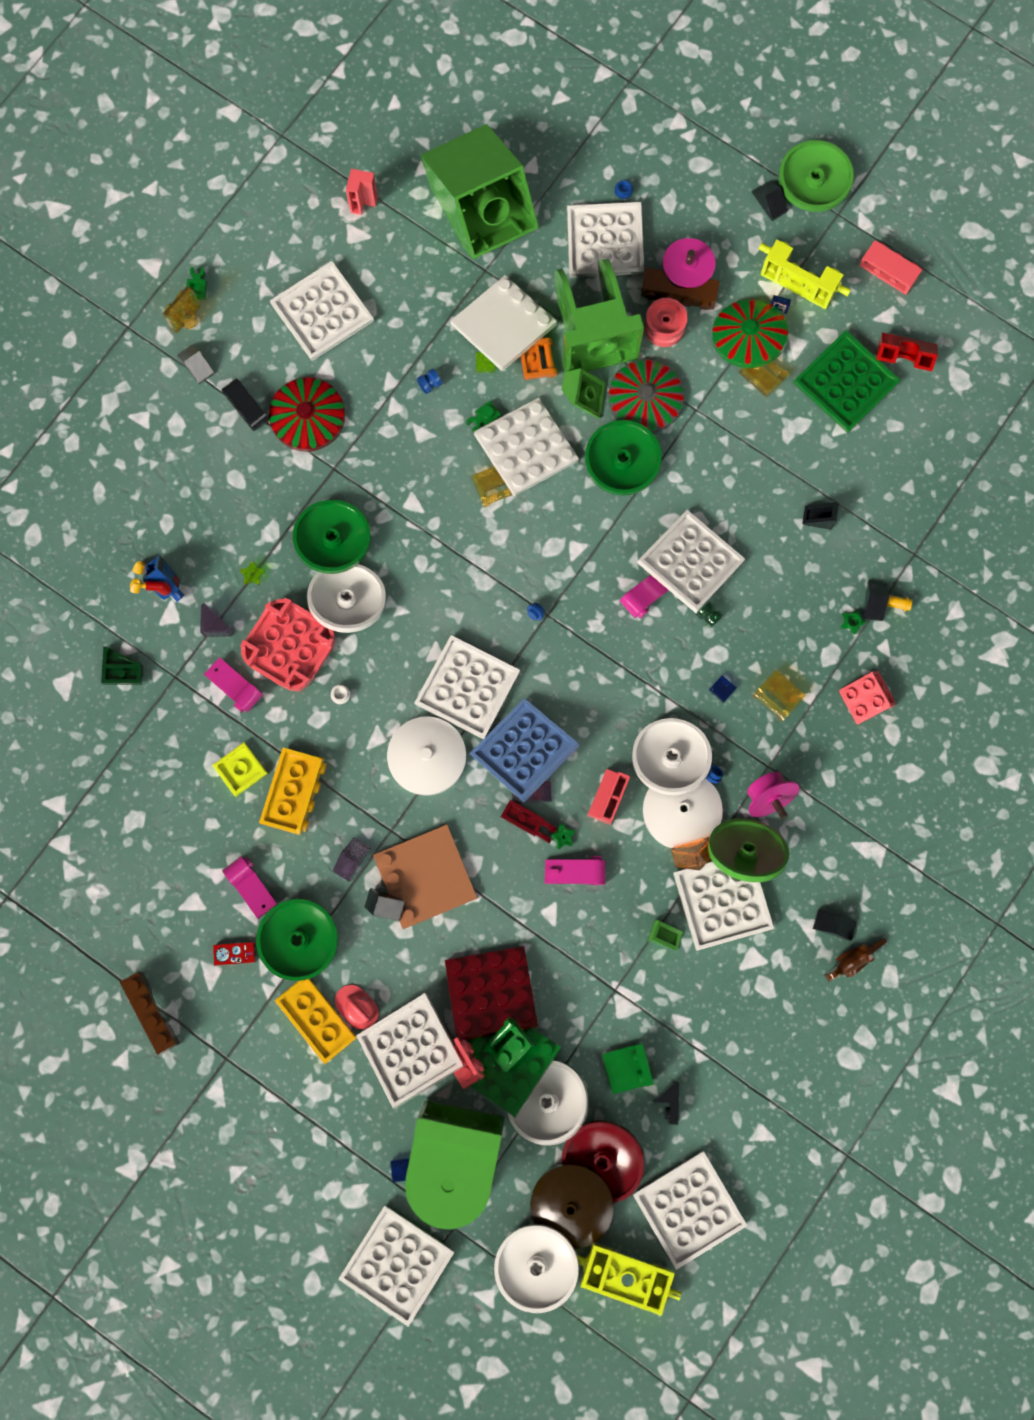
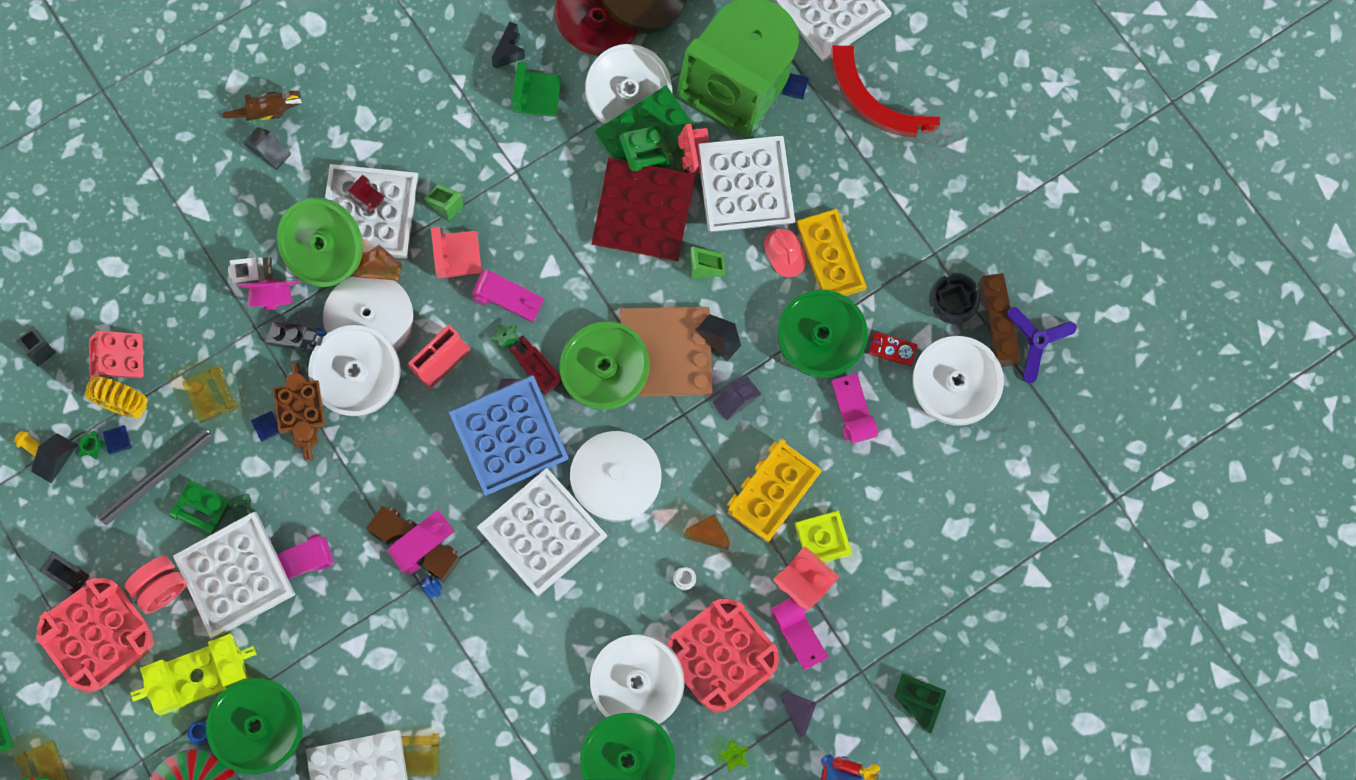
camera: 165 degrees left, 5 degrees down
(110, 1007) = (1036, 348): none -> dark purple piece
(150, 938) = (970, 365): none -> white dish
(180, 1022) = (968, 295): none -> black piece
(241, 725) = (806, 579): none -> coral bracket
(317, 1168) = (867, 106): none -> red arch
(333, 736) = (708, 532): none -> clear orange slope
(418, 967) = (706, 263): none -> bright green slope
(469, 840) = (604, 365): none -> bright green dish
(540, 635) = (389, 527): none -> reddish brown arch
(558, 638) = (420, 541): none -> dark pink door
(633, 892) = (456, 253): none -> coral bracket
(665, 441) = (197, 732): none -> blue plate
(700, 465) = (170, 682): none -> neon yellow brick
(701, 708) = (300, 410): none -> dark orange piece
(730, 910) = (365, 194): none -> dark red panel
(735, 766) = (292, 336): none -> black hinge
(742, 611) = (204, 502): none -> green plate
(745, 528) = (155, 584): none -> coral wheel
(774, 480) = (95, 635): none -> coral plate
(789, 616) = (155, 476): none -> dark grey axle
(798, 802) = (237, 273): none -> white brick
(833, 633) = (117, 439): none -> clear blue tile
(849, 659) = (116, 397): none -> yellow gear
(936, 680) = (35, 346): none -> black slope

